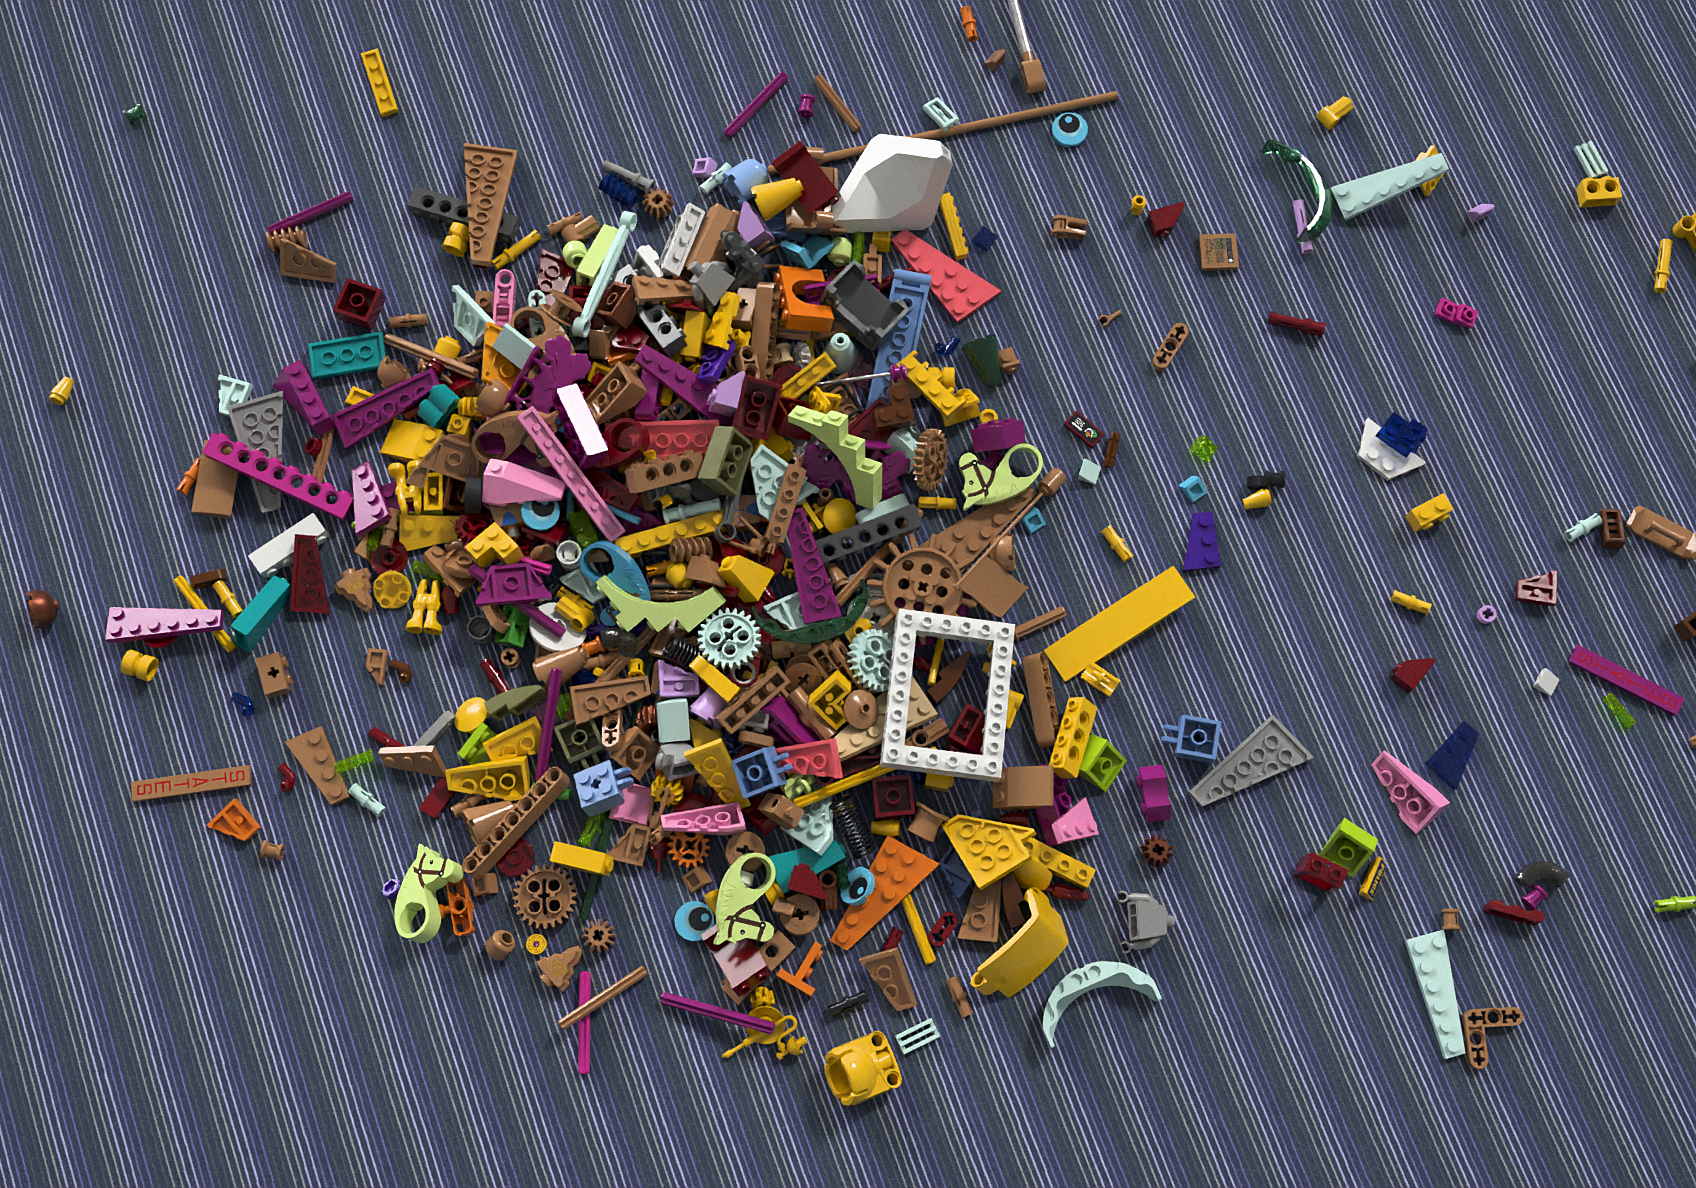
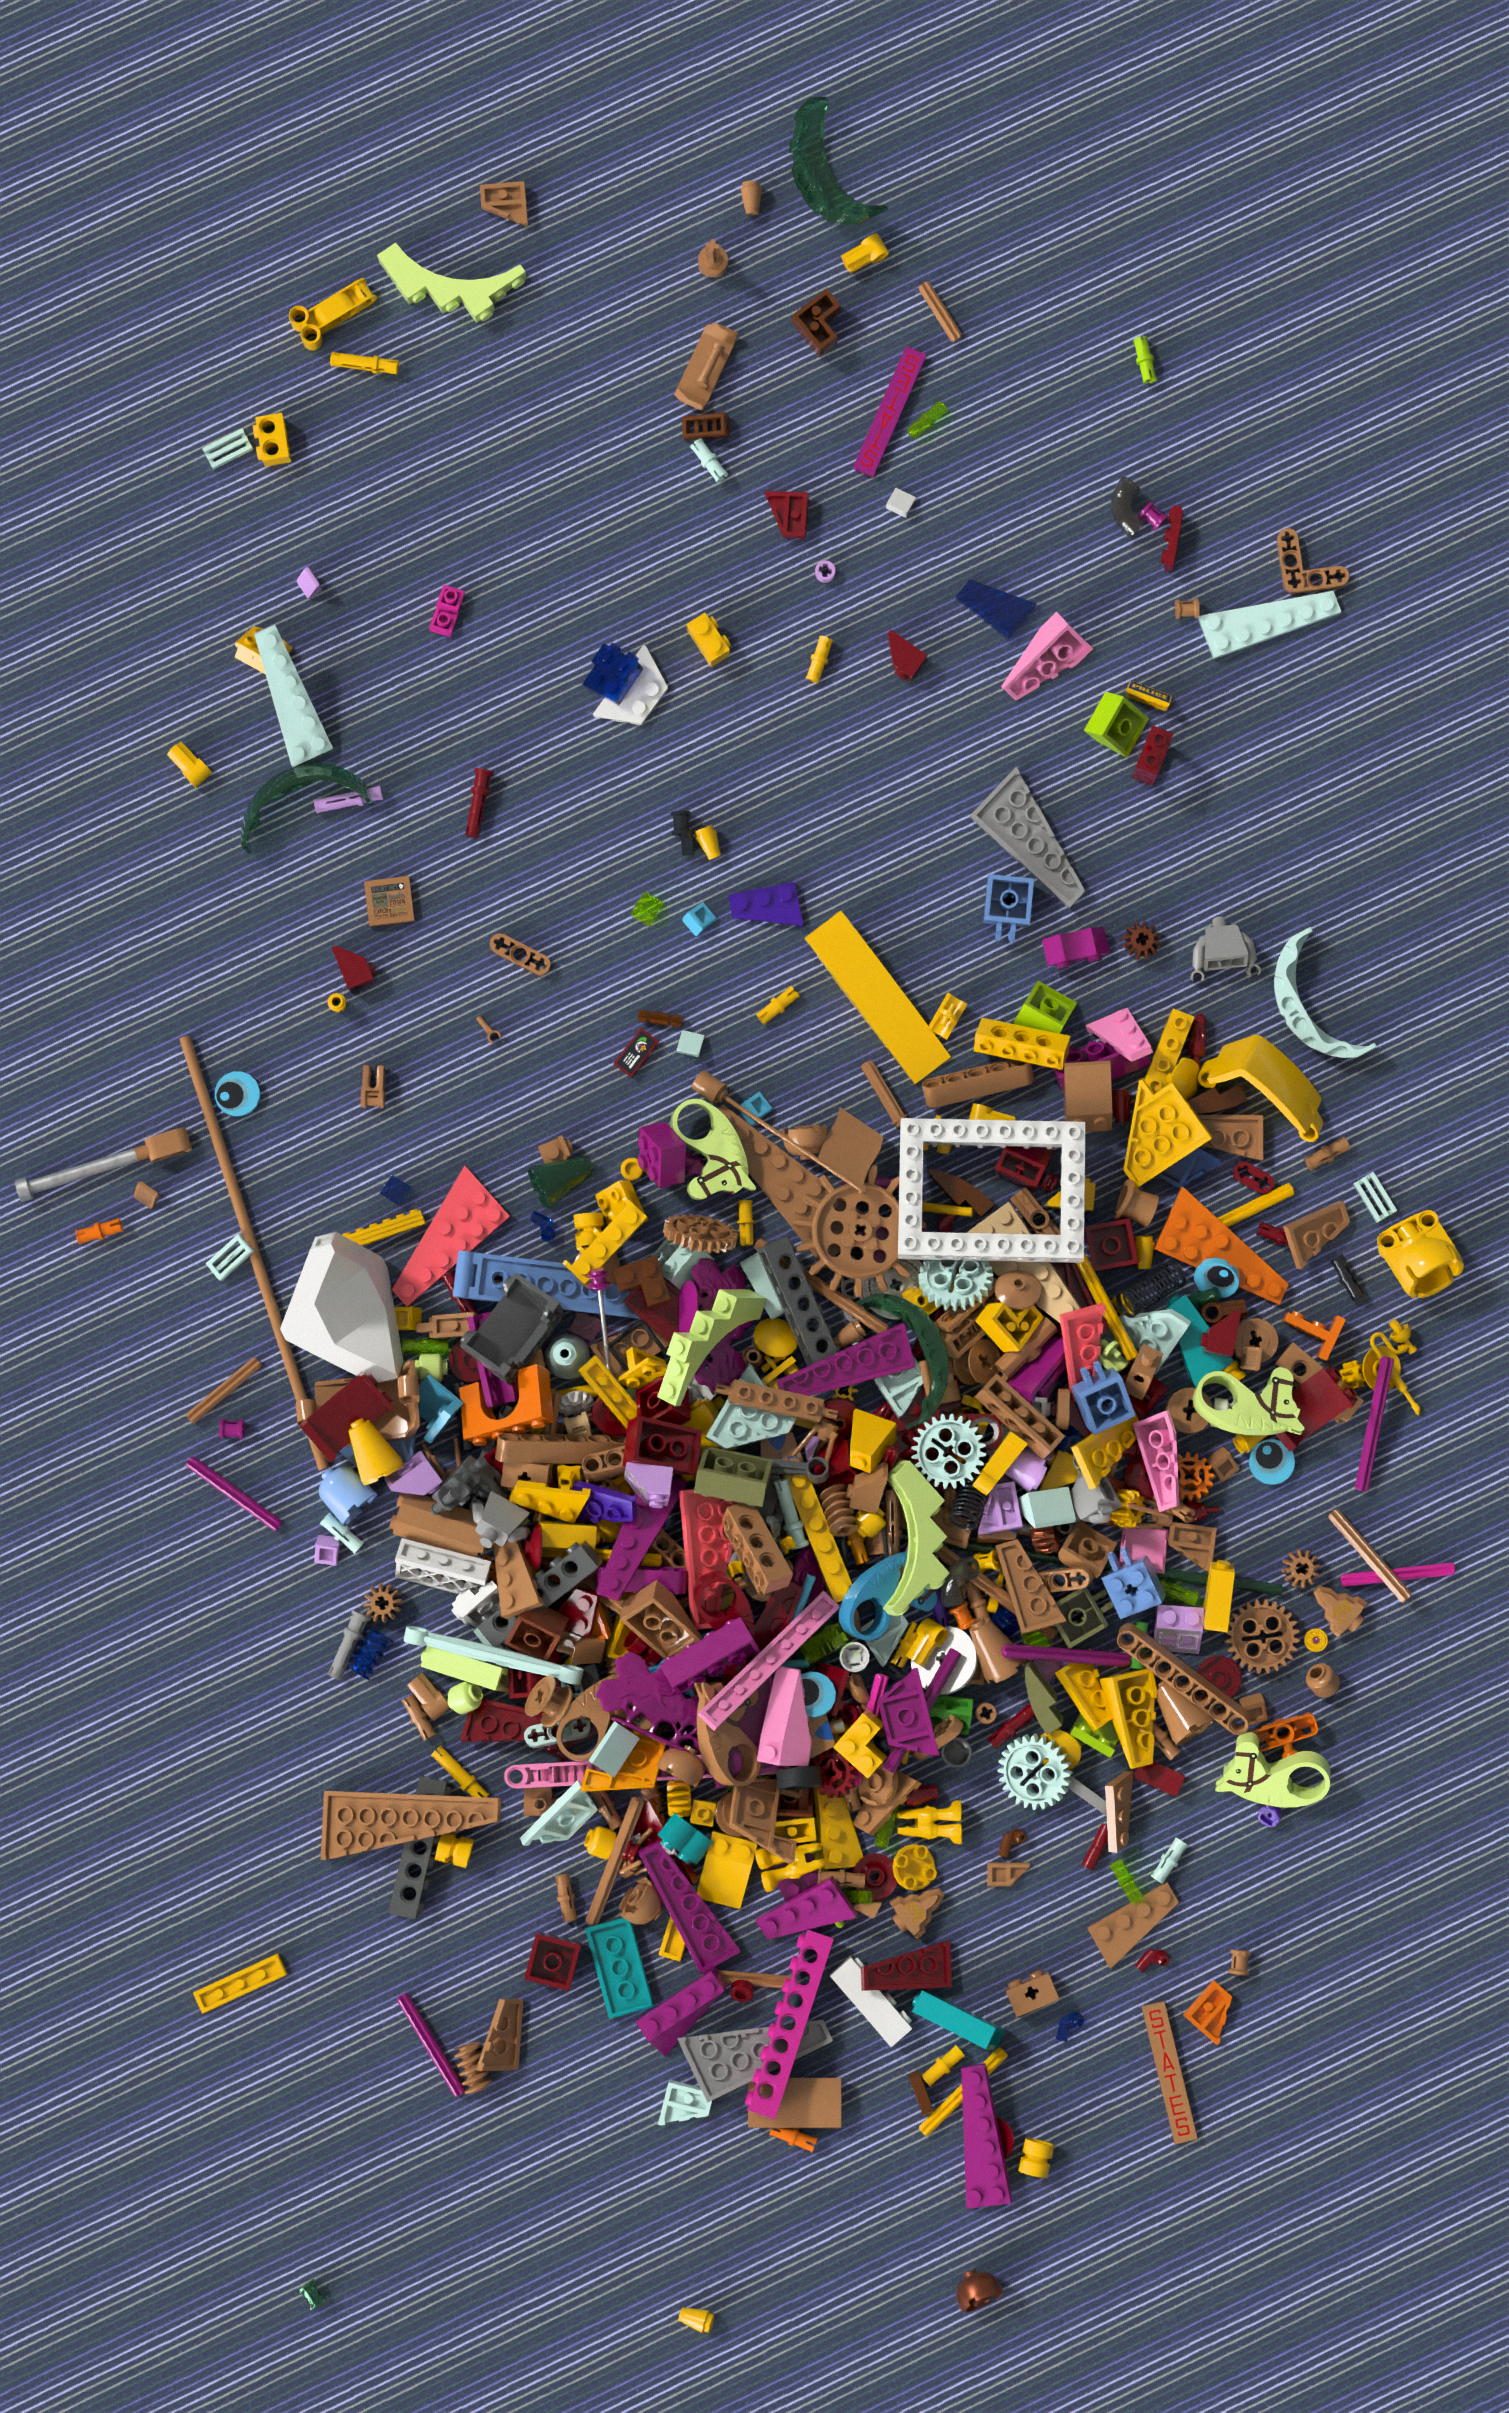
camera: 90 degrees left, 10 degrees up
(443, 701) = (1049, 1787): none -> light aqua gear
(561, 824) = (1179, 1628): none -> lavender slope
(745, 536) = (810, 1447): none -> lavender slope

